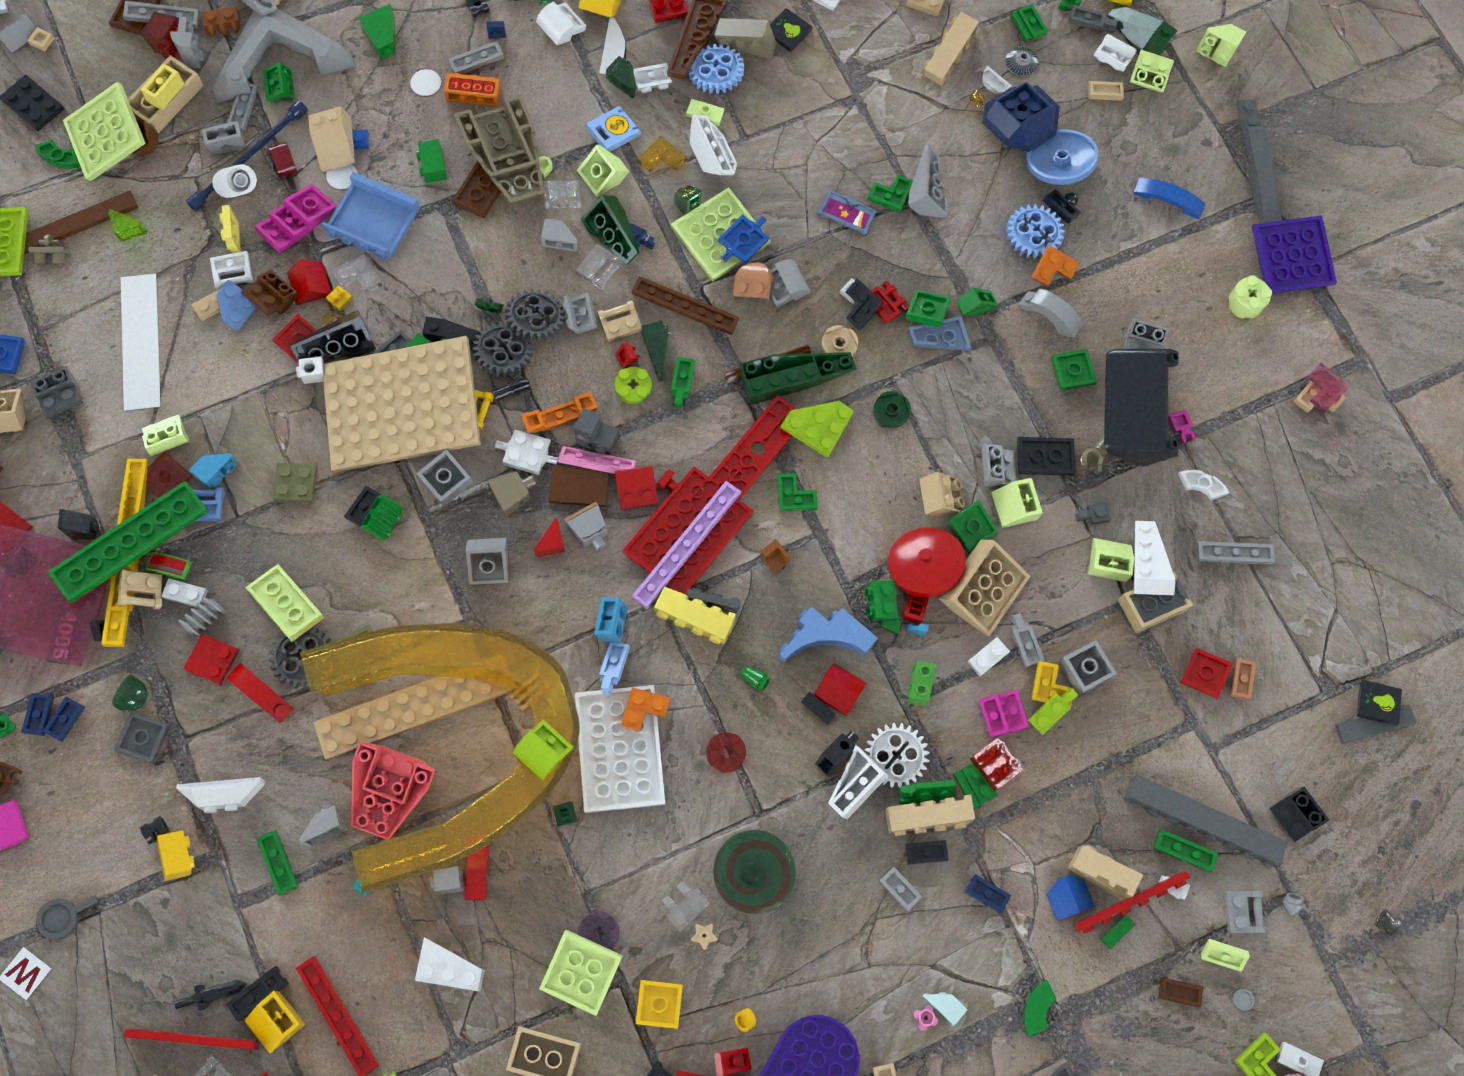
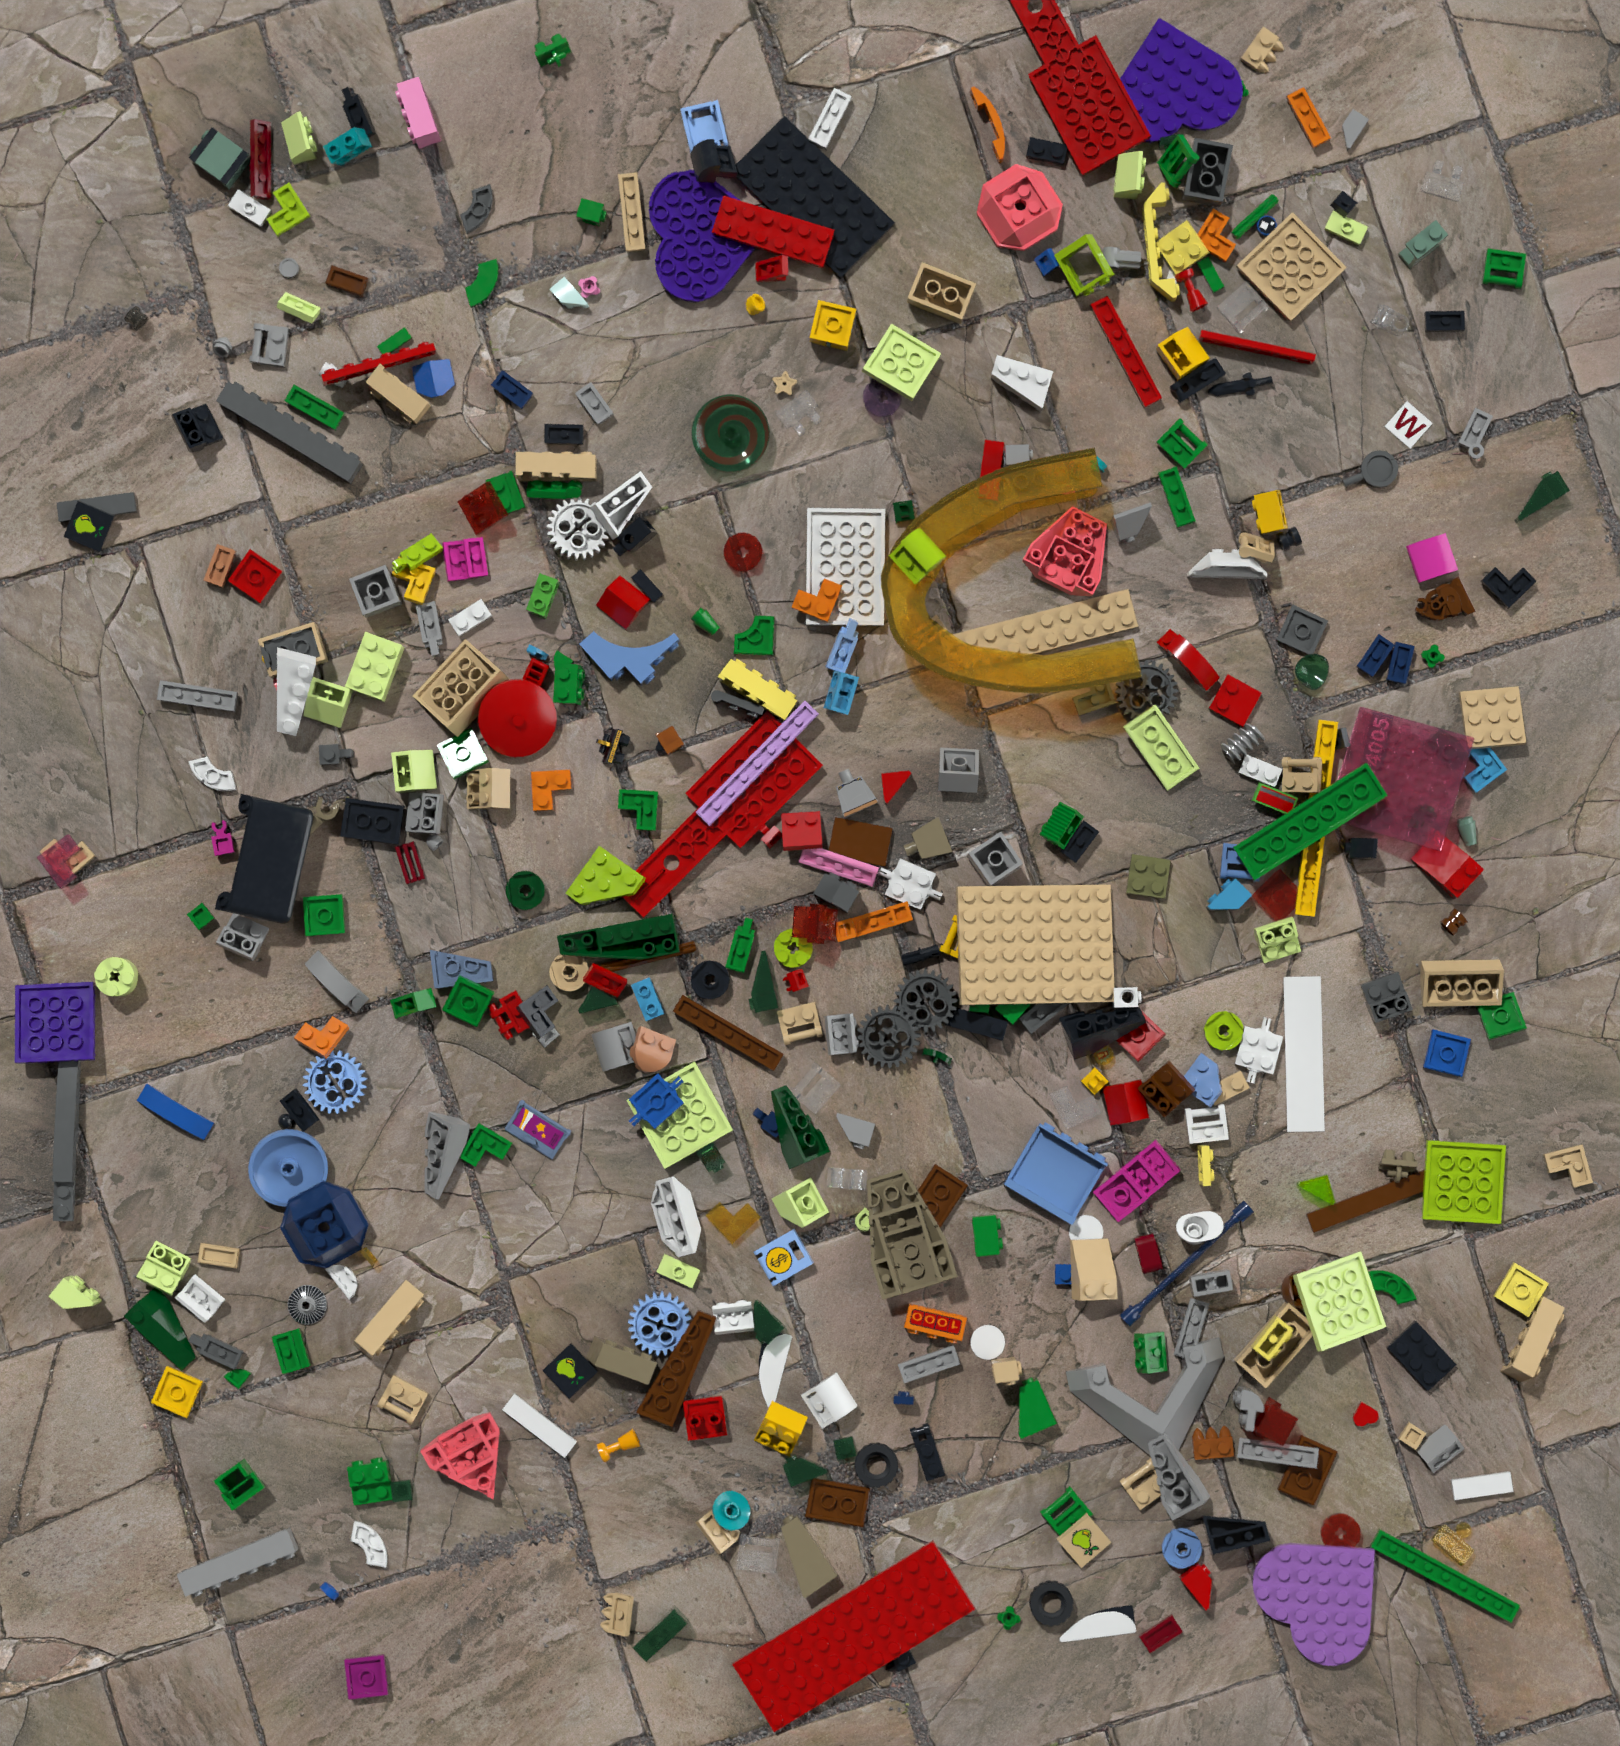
camera: 160 degrees left, 15 degrees up
(84, 53) = (1364, 1414): none -> red tile
(181, 813) = (1262, 548): none -> tan plate
(182, 338) = (1259, 1050): none -> white plate
(221, 360) = (1212, 1029): none -> lime plate
(277, 915) = (1177, 448): none -> green plate
(406, 54) = (1006, 1370): none -> tan brick
(614, 402) = (814, 923): none -> clear red plate
(701, 667) = (757, 639): none -> green tile
(707, 339) = (721, 979): none -> black plate
(763, 325) = (647, 999): none -> dark azure brick
(805, 336) = (605, 980): none -> red plate
(809, 320) = (596, 1000): none -> clear green slope
(832, 549) = (611, 744): none -> black hips
(888, 509) = (544, 783): none -> orange plate
(996, 410) = (402, 864): none -> dark red tile
(1072, 596) = (374, 666): none -> yellowish green brick
(1187, 357) = (200, 916): none -> green plate

